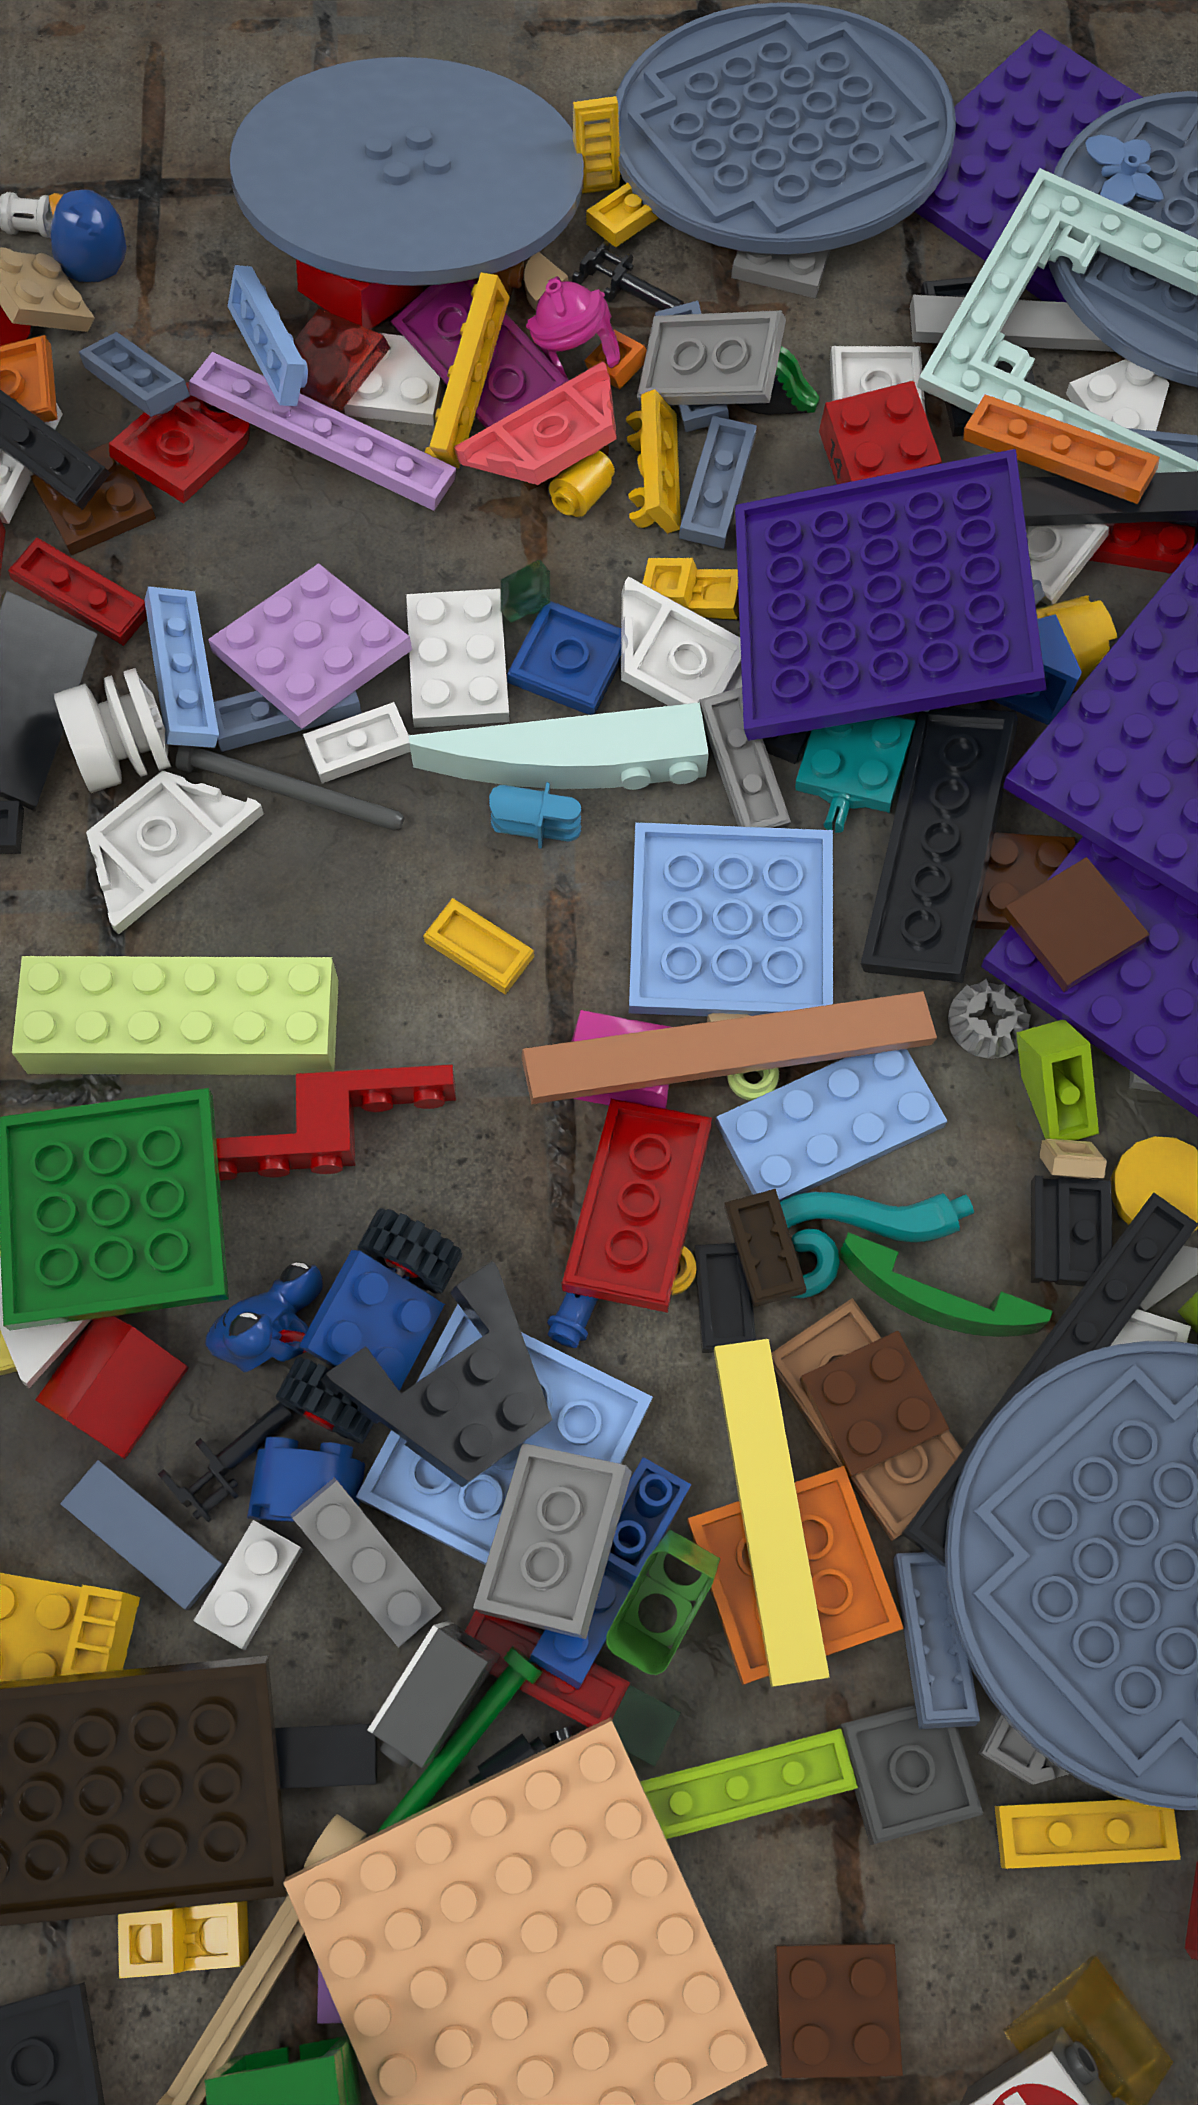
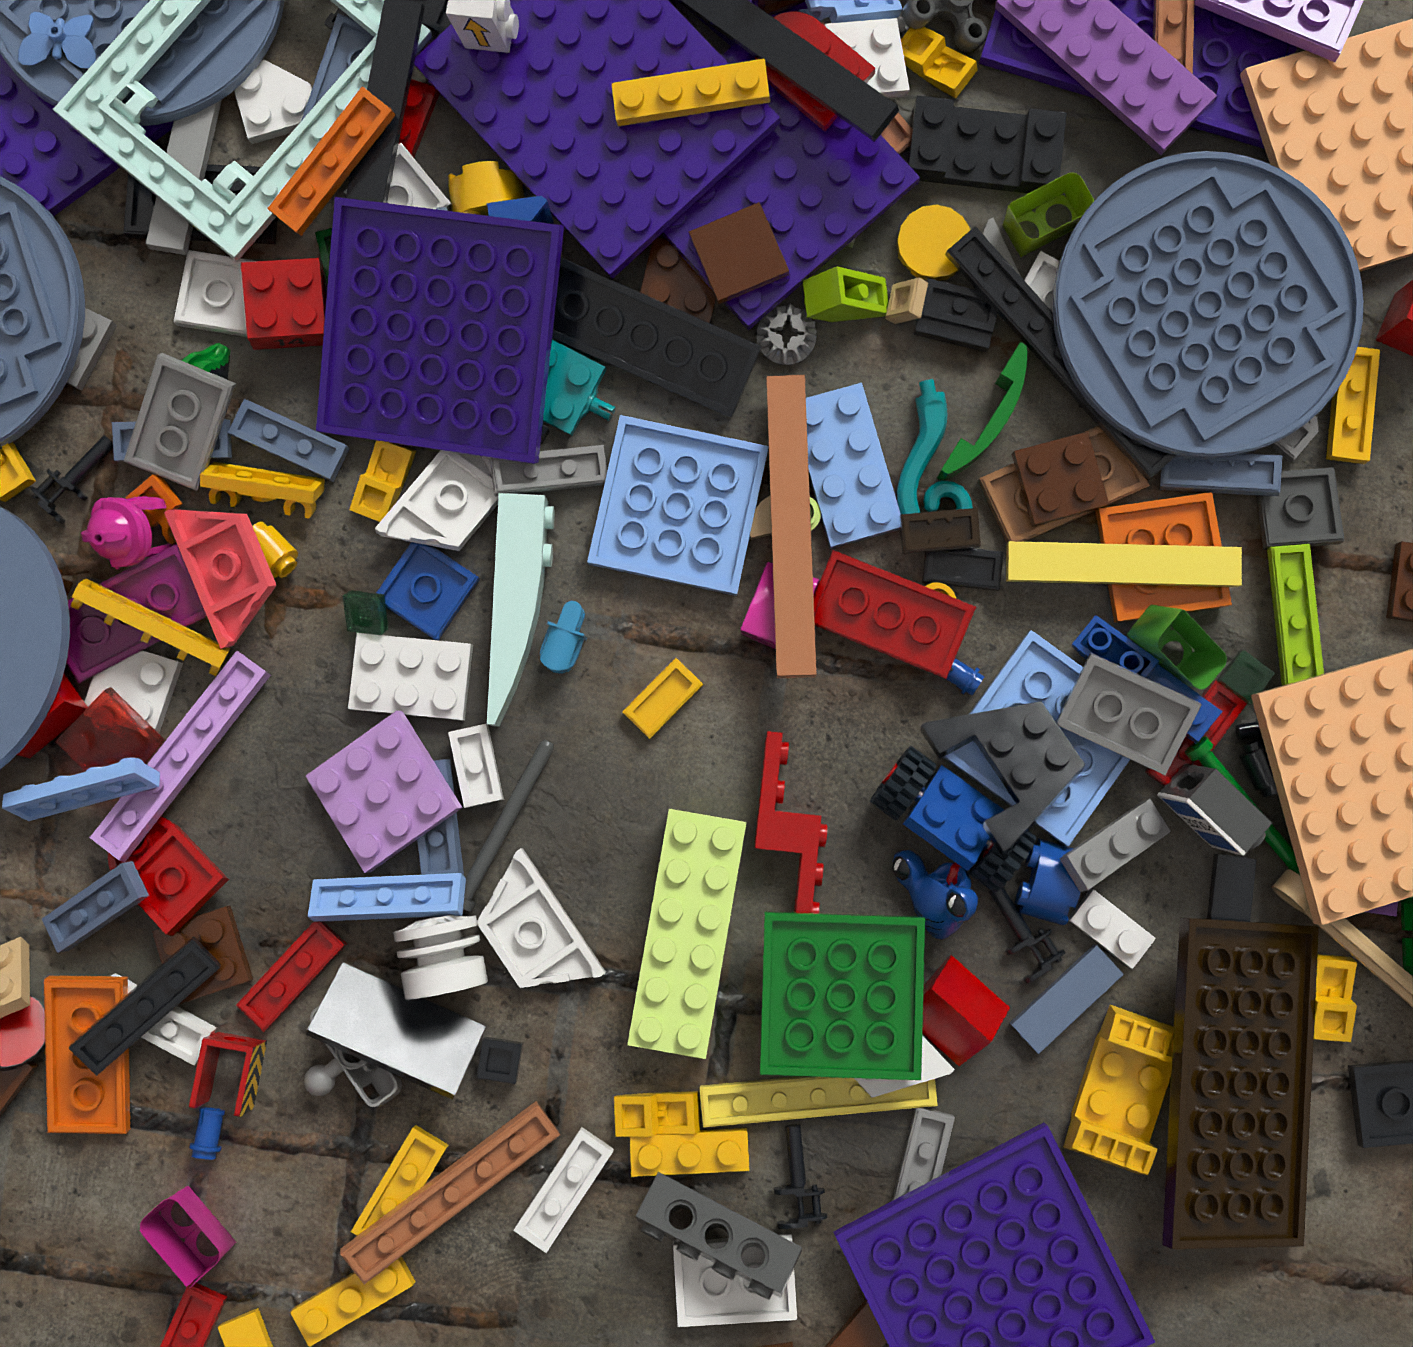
camera: 75 degrees left, 15 degrees up
(536, 277) = (62, 547): tan tile -> none

